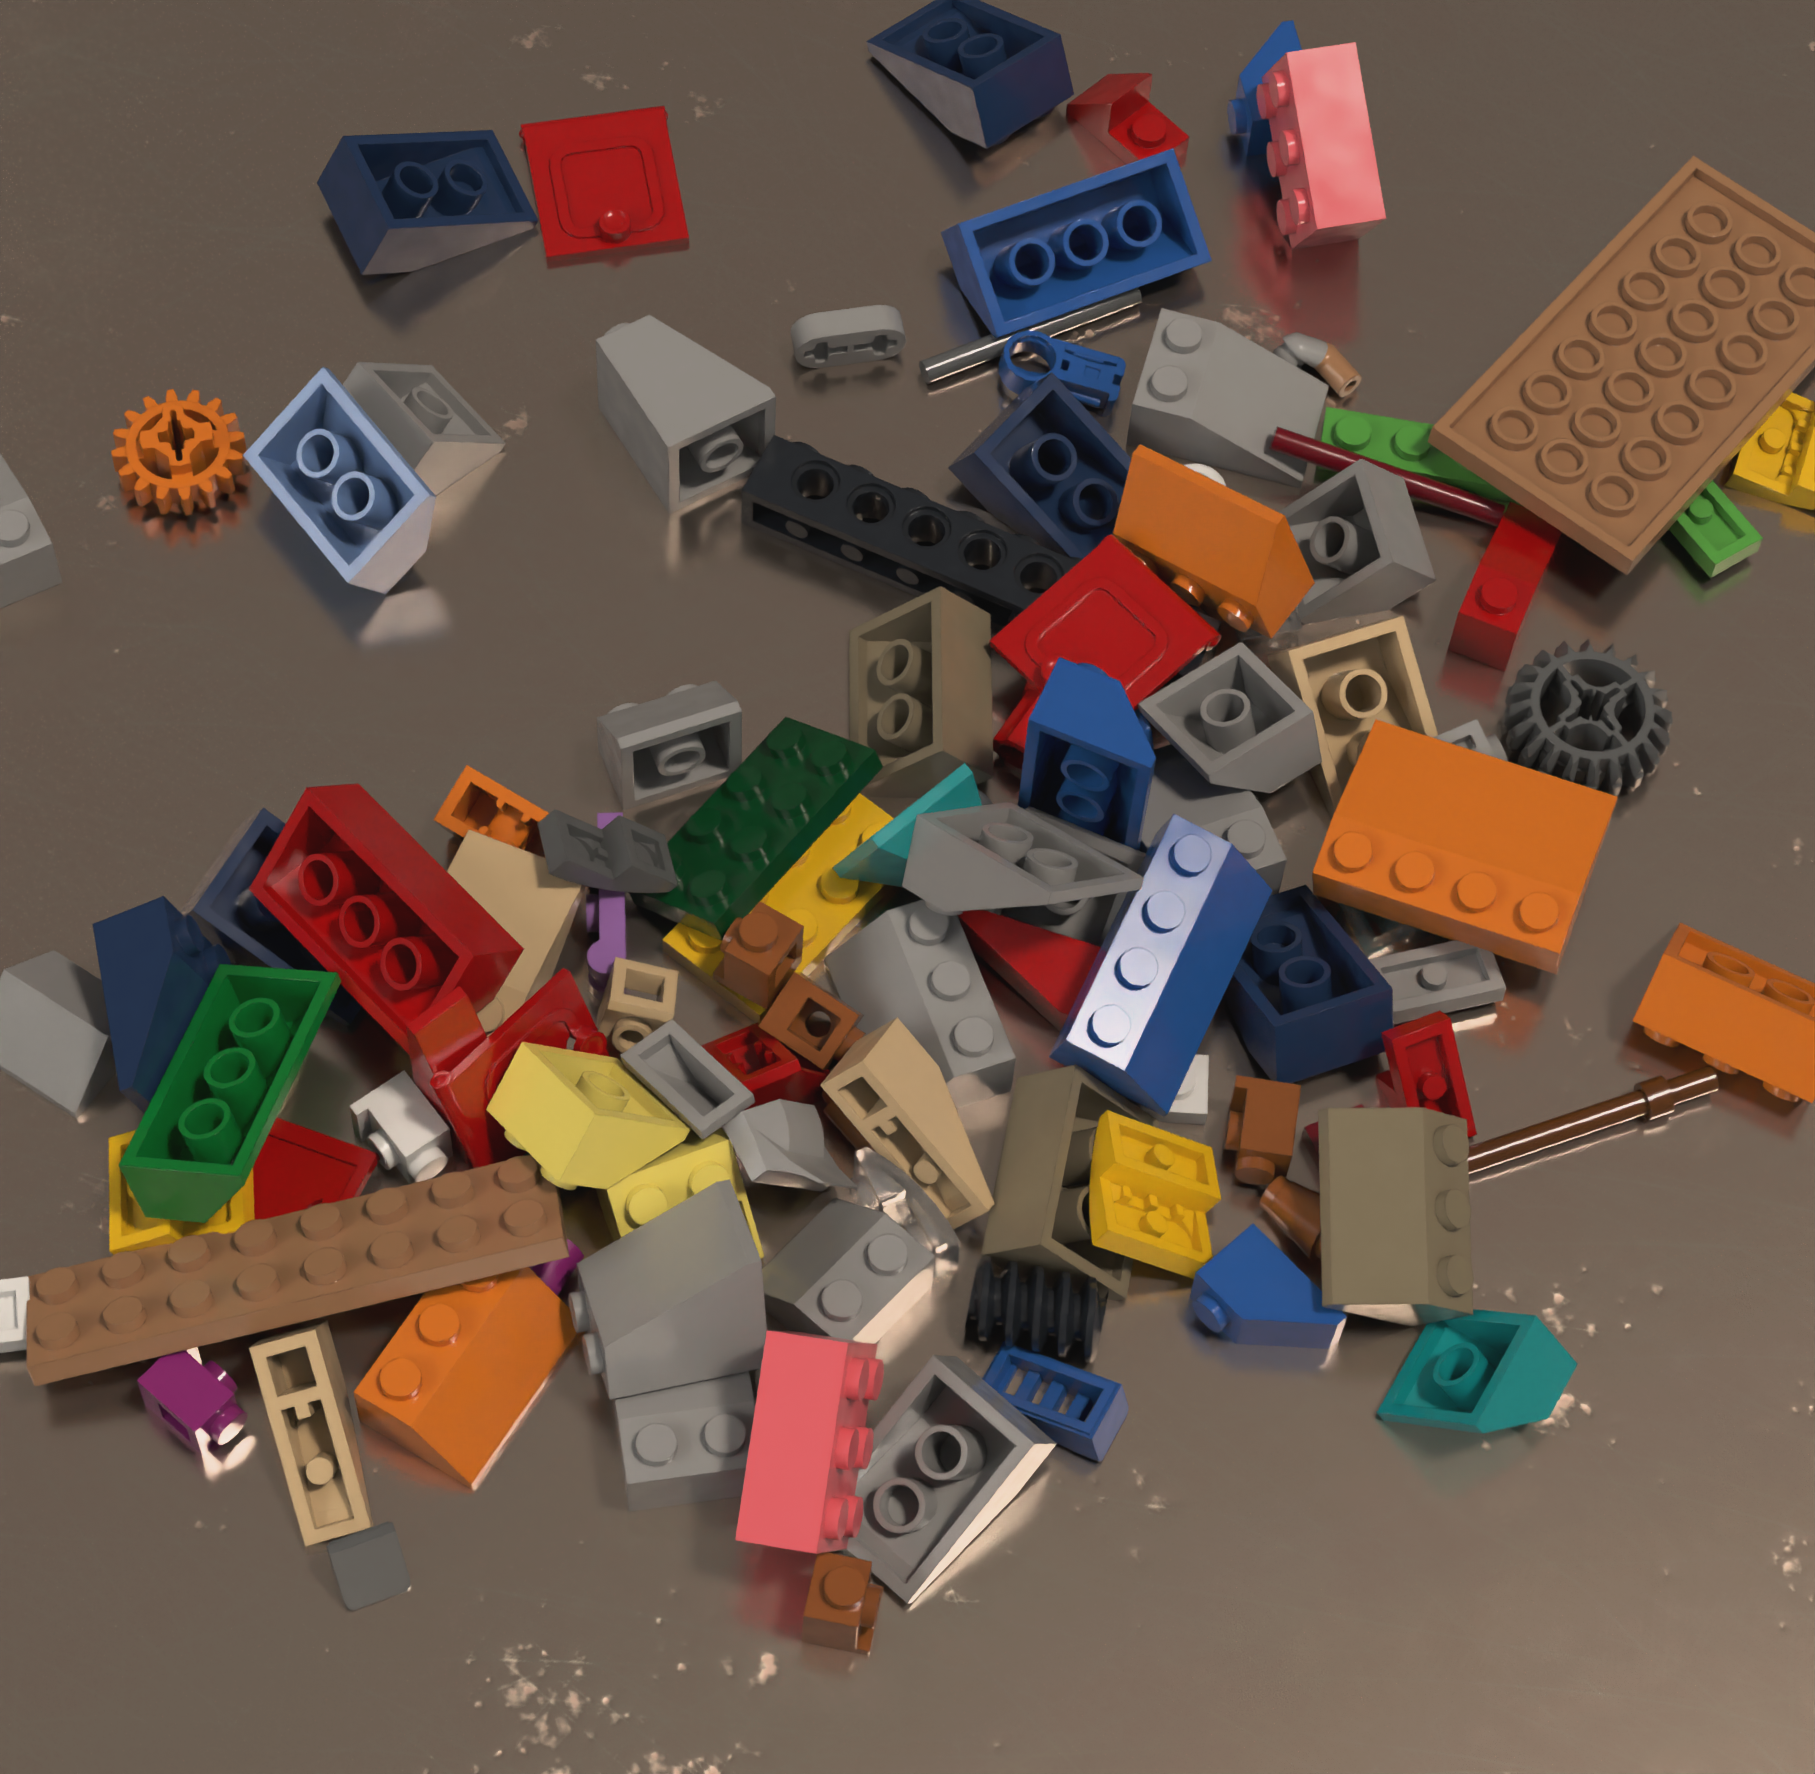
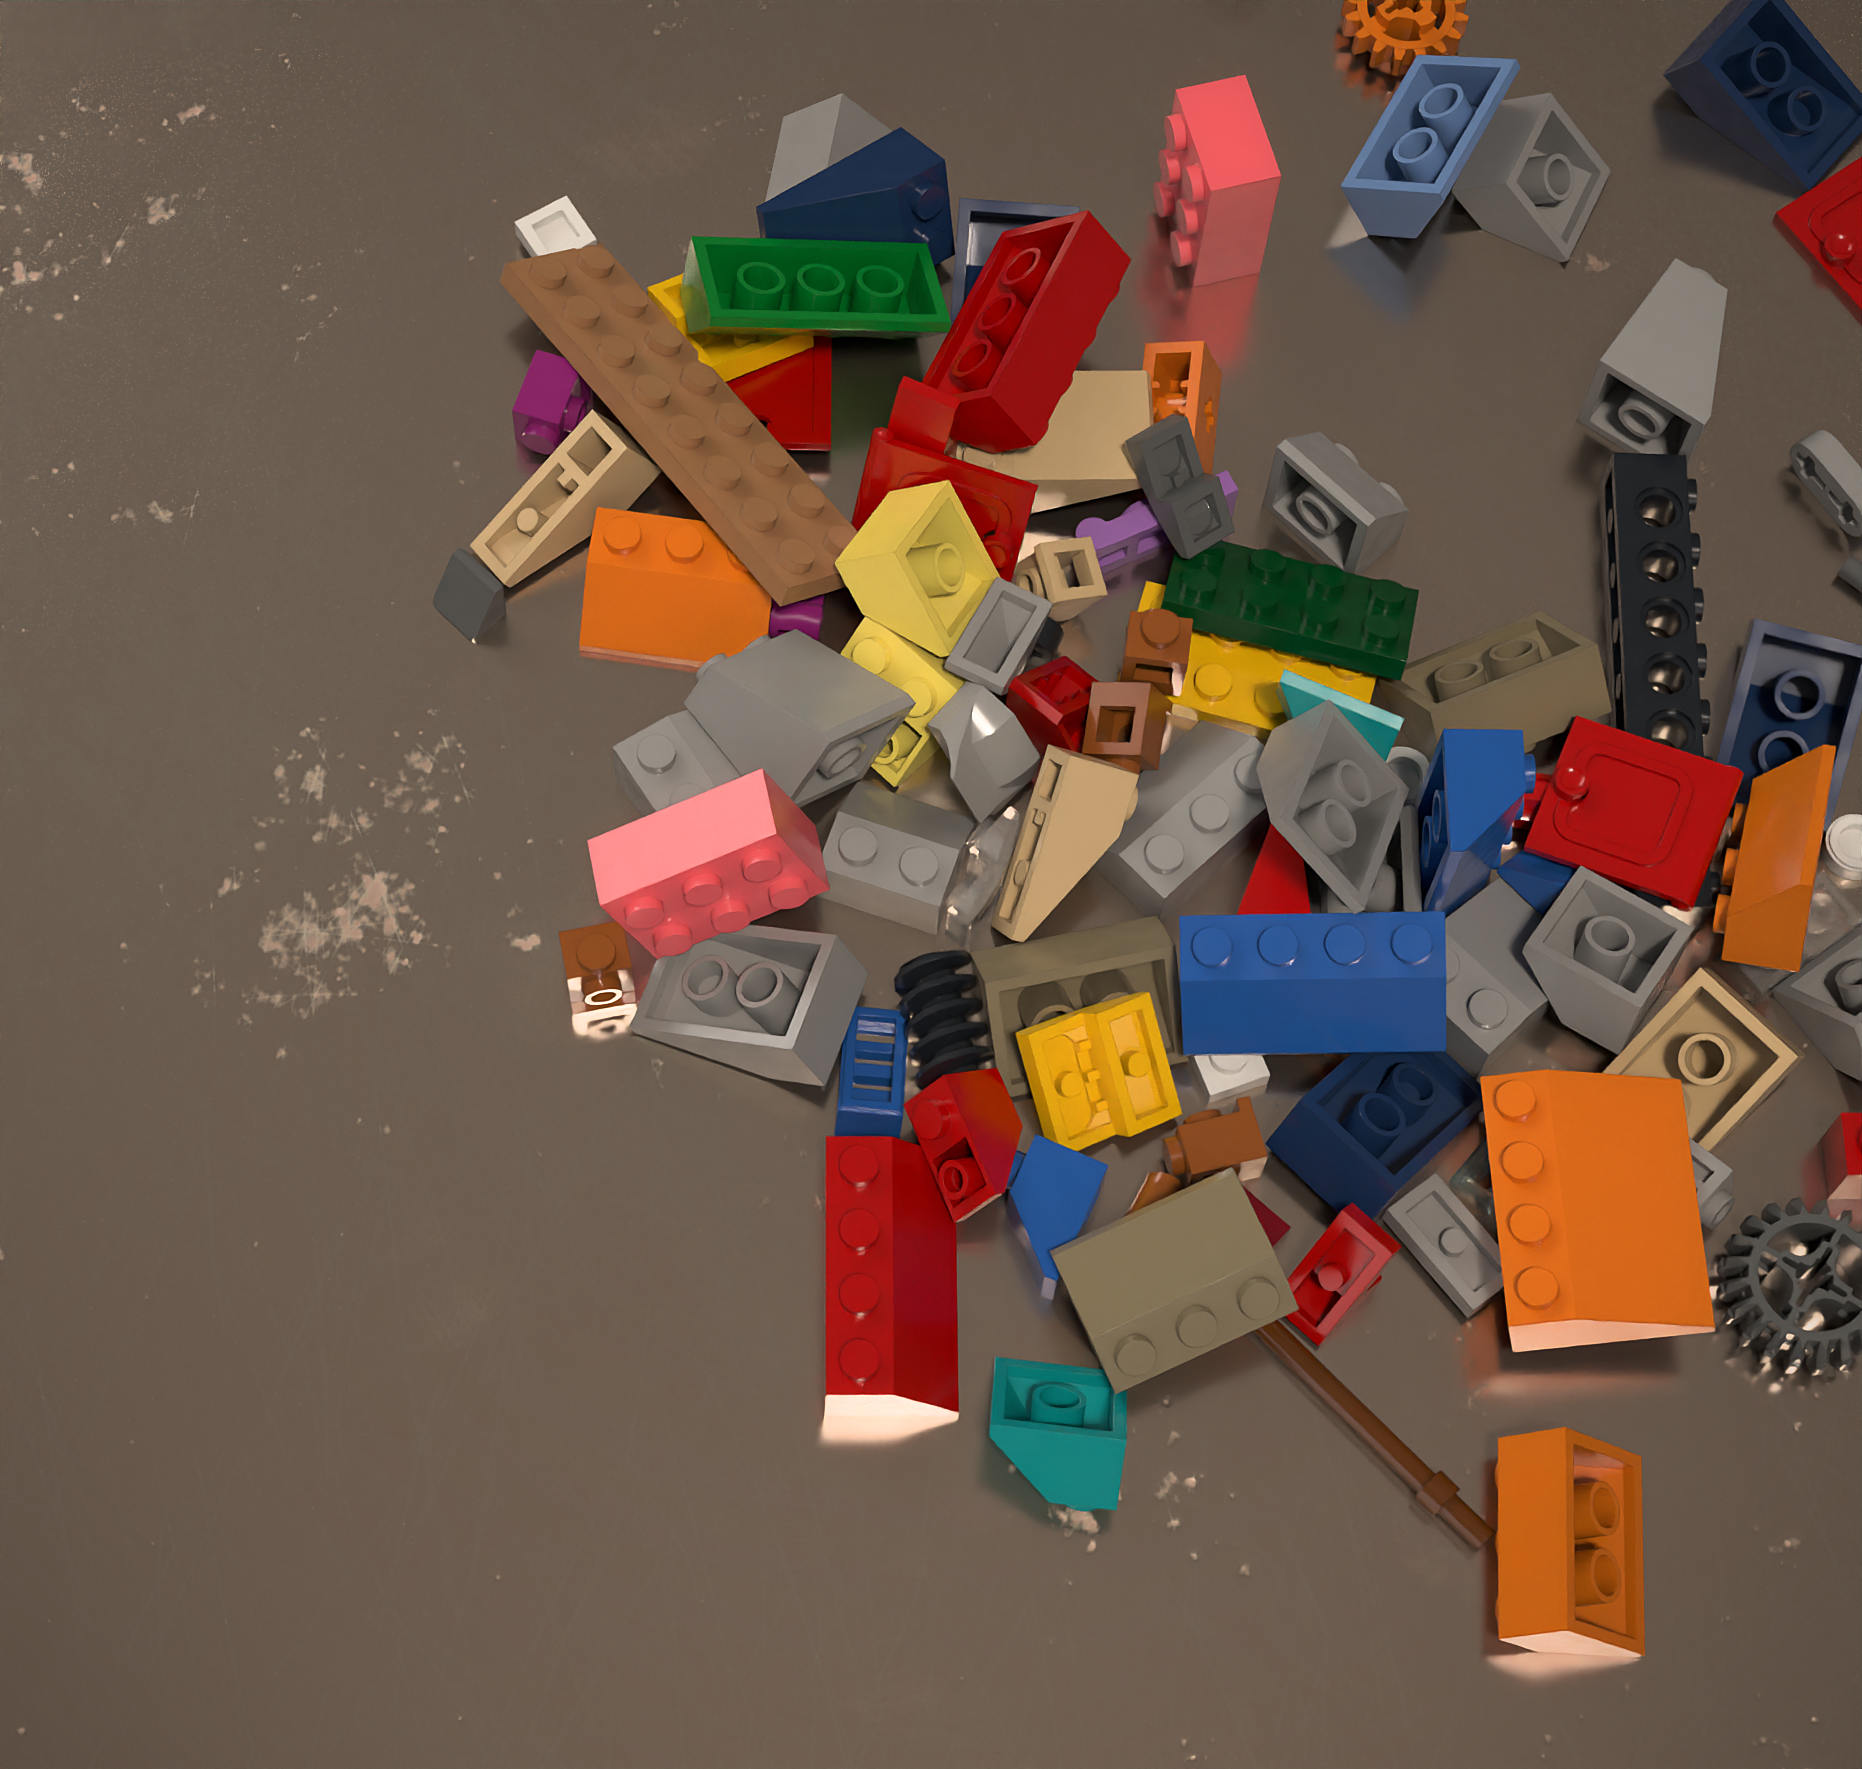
camera: 65 degrees right, 5 degrees up
(298, 677) = (1217, 181): none -> coral brick
(403, 1129) = (849, 450): white brick -> none
(1174, 1335) = (967, 1137): none -> red slope
(1267, 1475) = (888, 1282): none -> red slope

